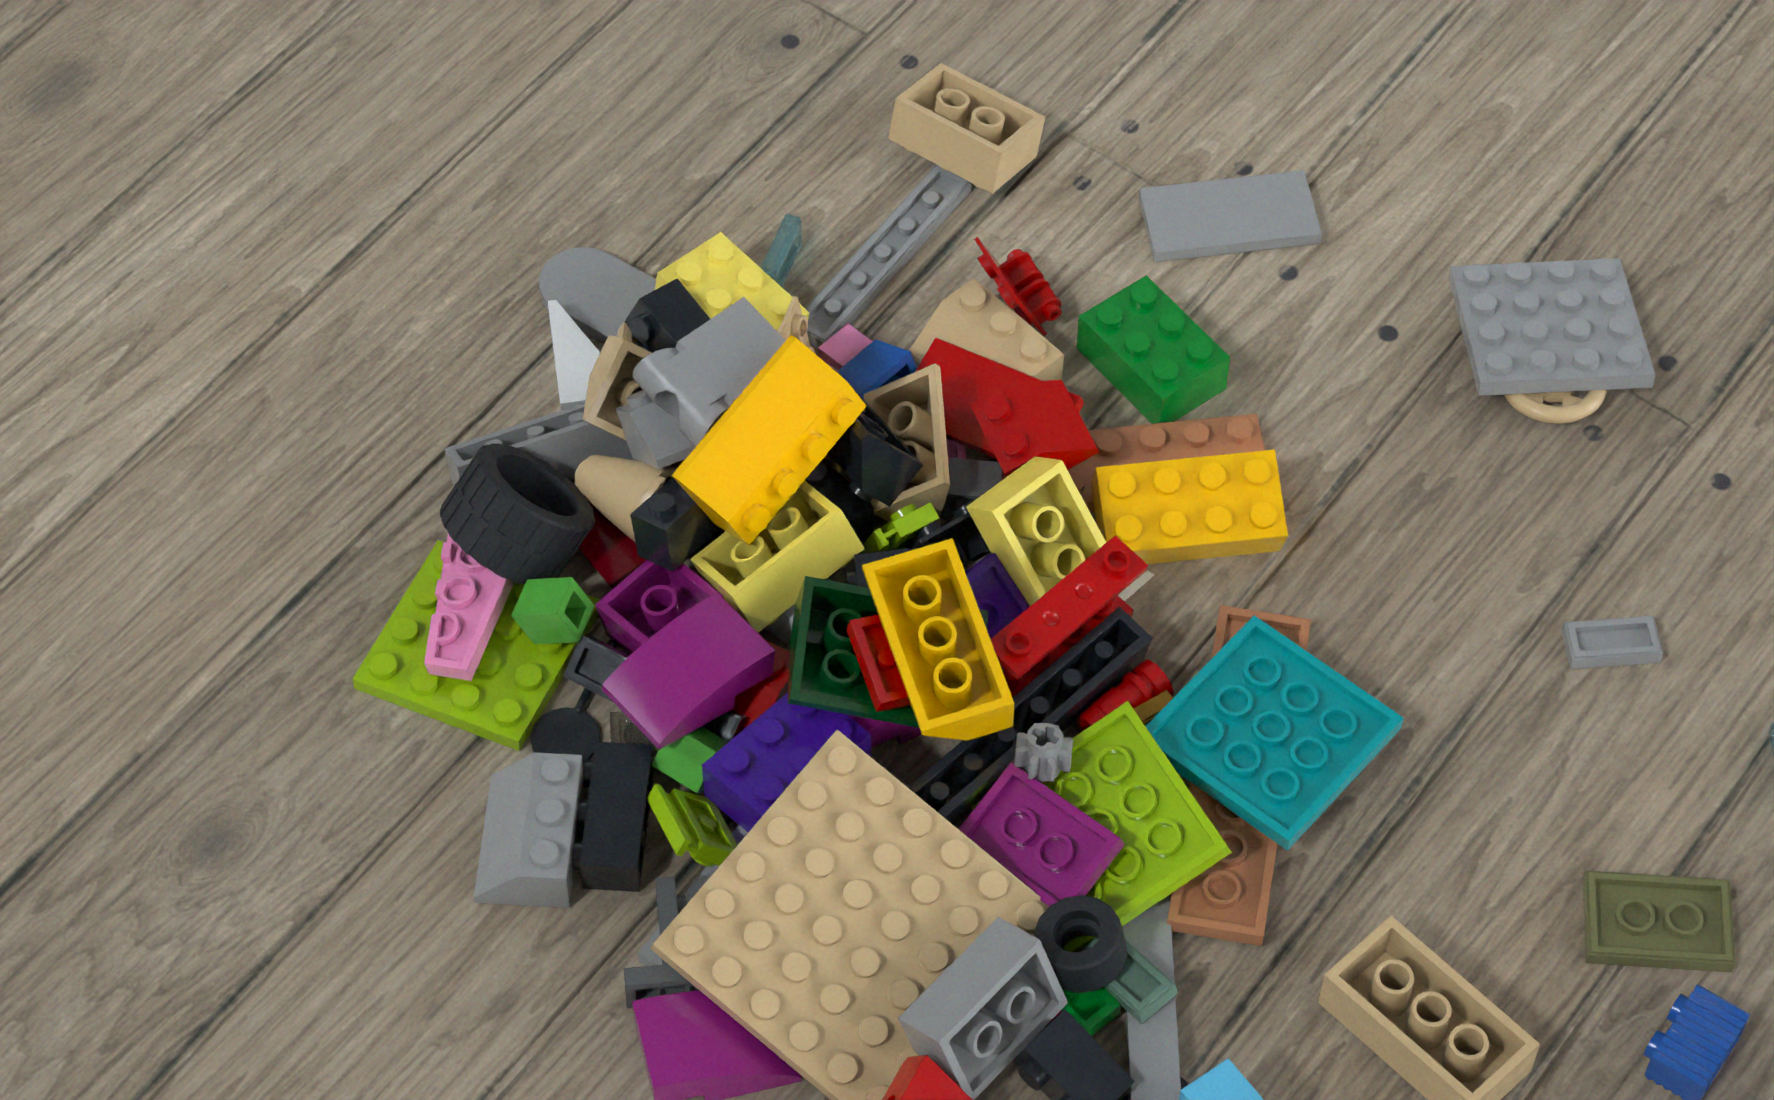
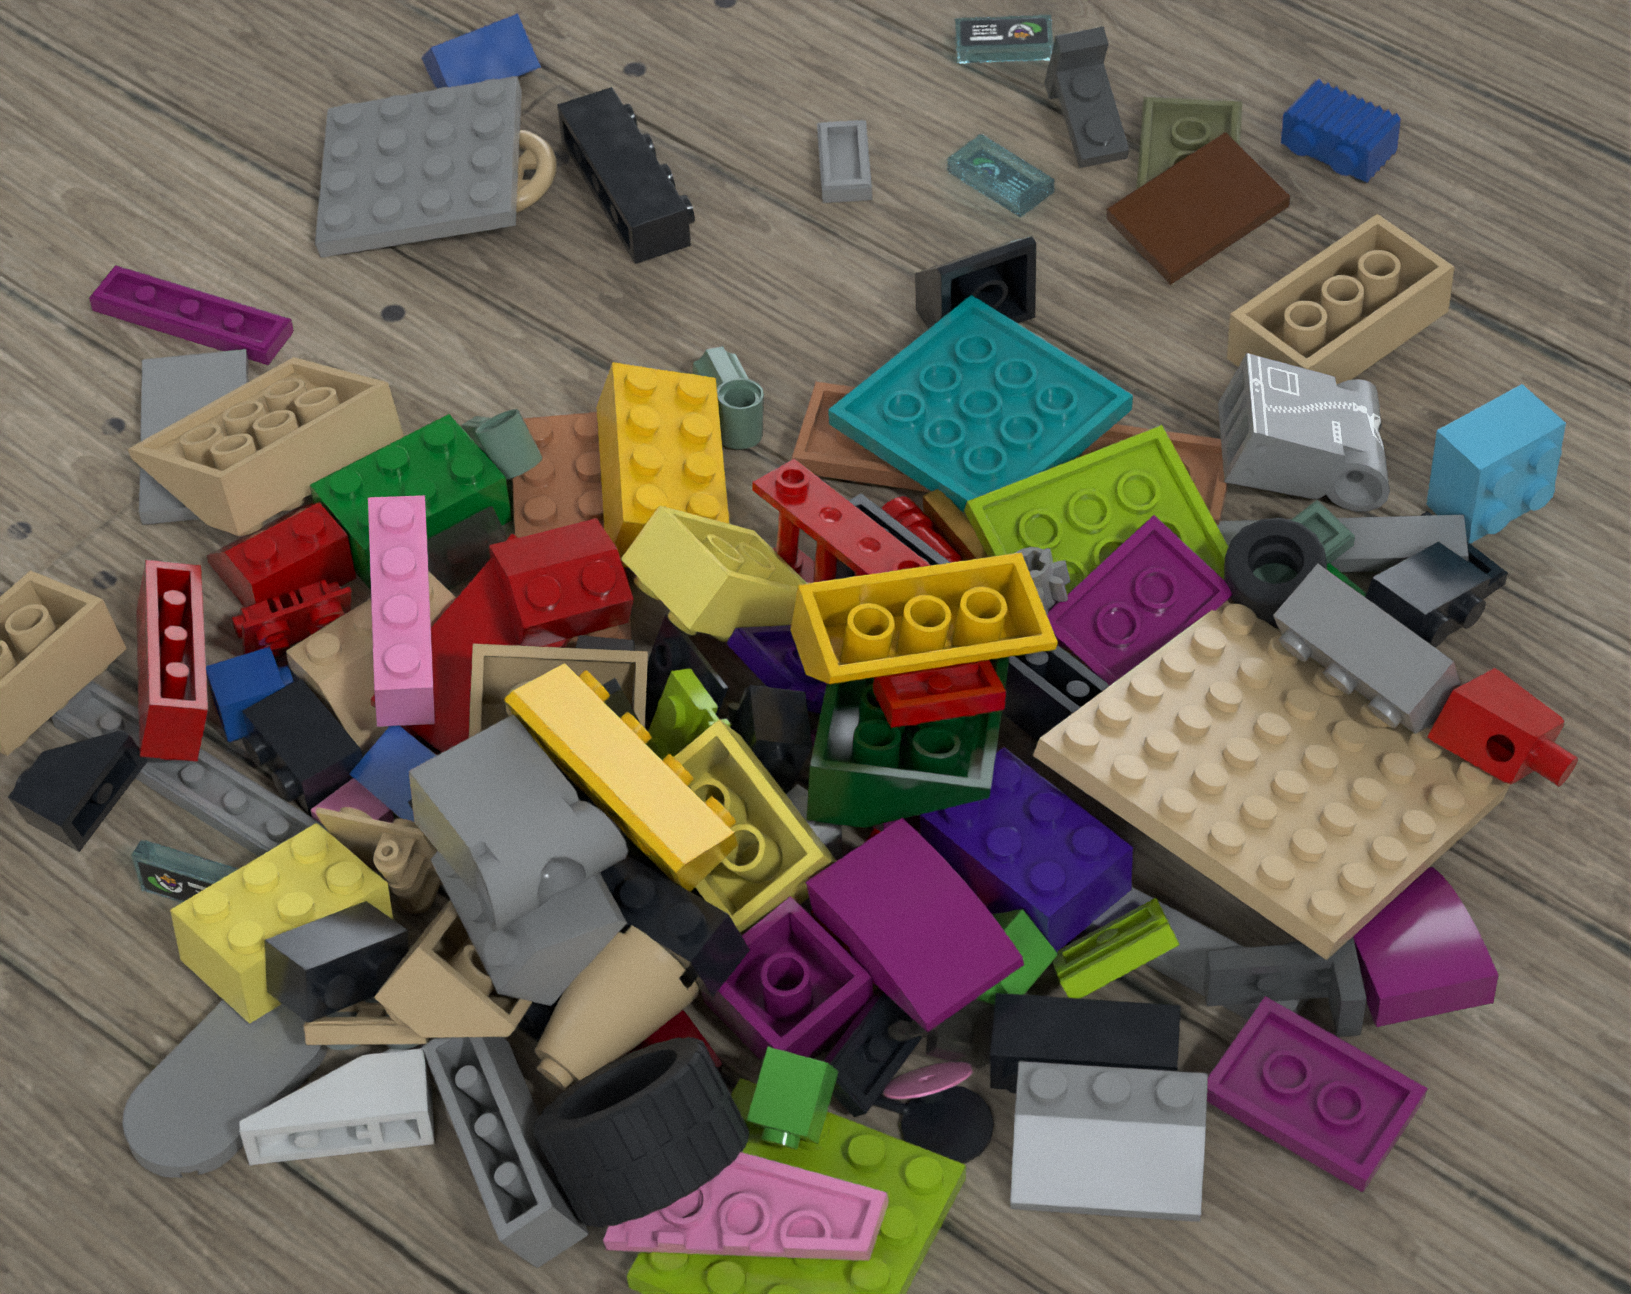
camera: 85 degrees left, 5 degrees down
(568, 969) = (1314, 1093): none -> magenta plate
(587, 712) = (928, 1082): none -> bright pink piece
(854, 181) = (77, 786): none -> black slope
(900, 307) = (300, 745): none -> black brick
(951, 266) = (242, 683): none -> blue brick
(969, 211) = (171, 661): none -> red brick
(991, 328) = (400, 611): none -> bright pink brick
(1084, 271) = (285, 557): none -> red slope
(1102, 386) = (464, 547): none -> clear smoke plate
(1204, 252) = (269, 442): none -> tan slope
(1208, 396) = (505, 442): none -> sand green piece
(1265, 985) = (1303, 434): none -> light grey piece
(1292, 560) = (738, 398): none -> sand green piece
(1365, 199) = (191, 314): none -> magenta tile
(1434, 734) = (997, 276): none -> black slope
(1559, 471) = (626, 175): none -> black brick
(1569, 917) = (1198, 208): none -> reddish brown tile
(1608, 765) = (1000, 175): none -> clear light blue tile
(1697, 359) = (481, 55): none -> blue brick
(1700, 824) = (1086, 98): none -> dark grey bracket

